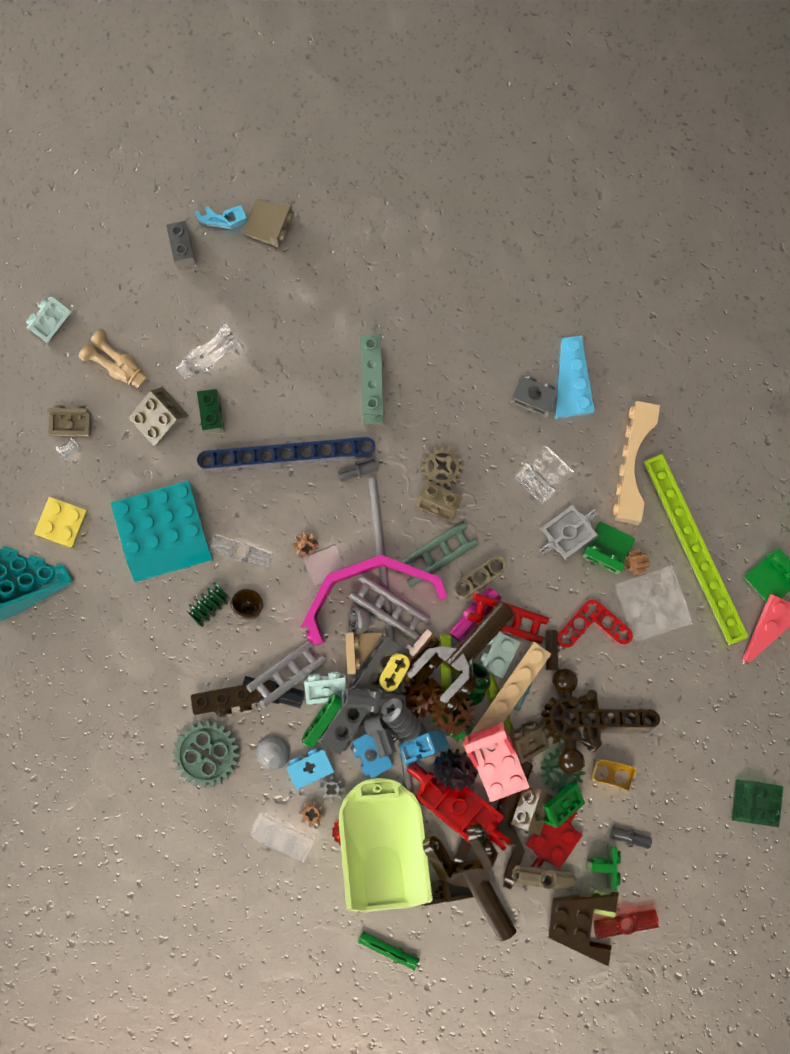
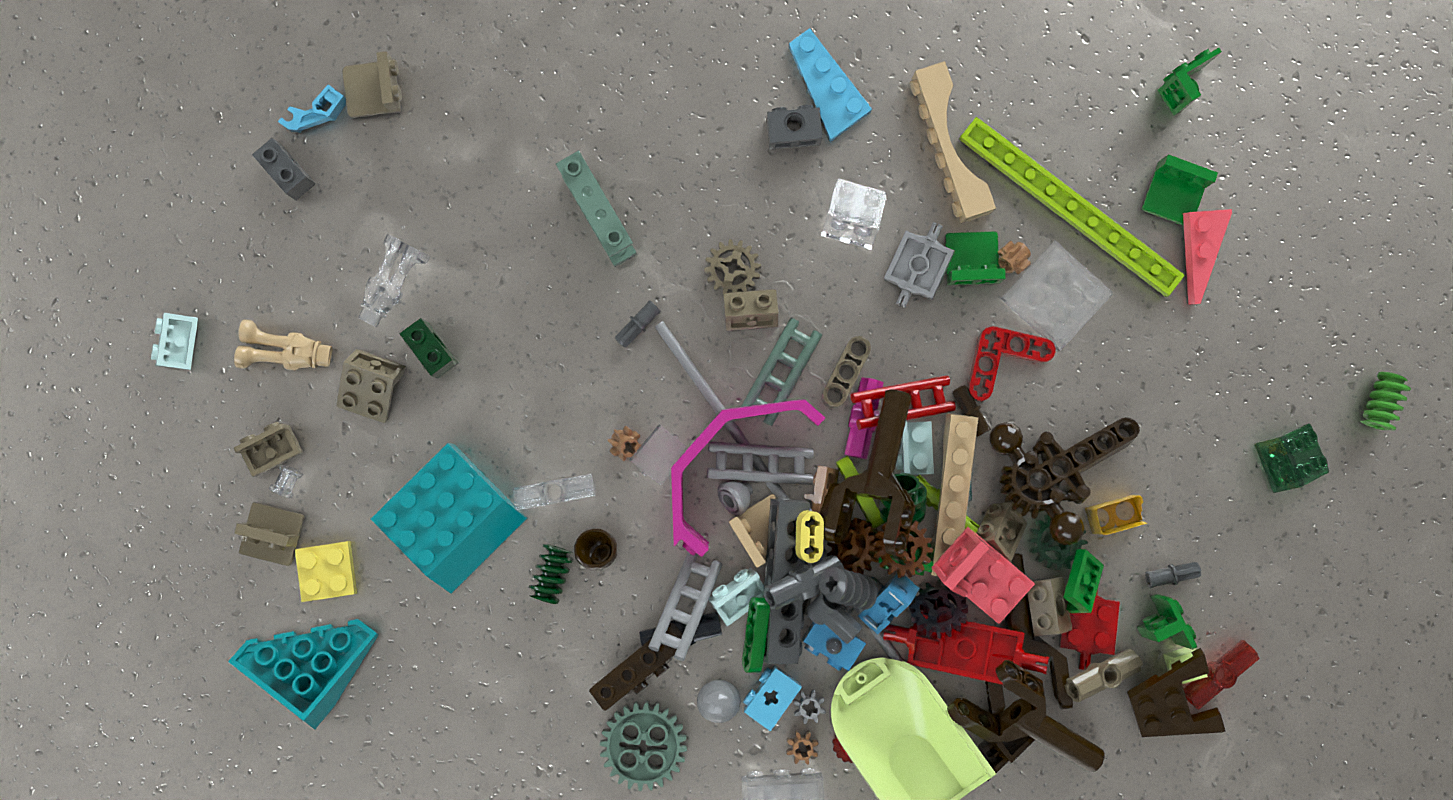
camera: 30 degrees left, 5 degrees up
(38, 478) = (270, 534): none -> dark tan bracket
(277, 450) = (531, 351): dark blue beam -> none

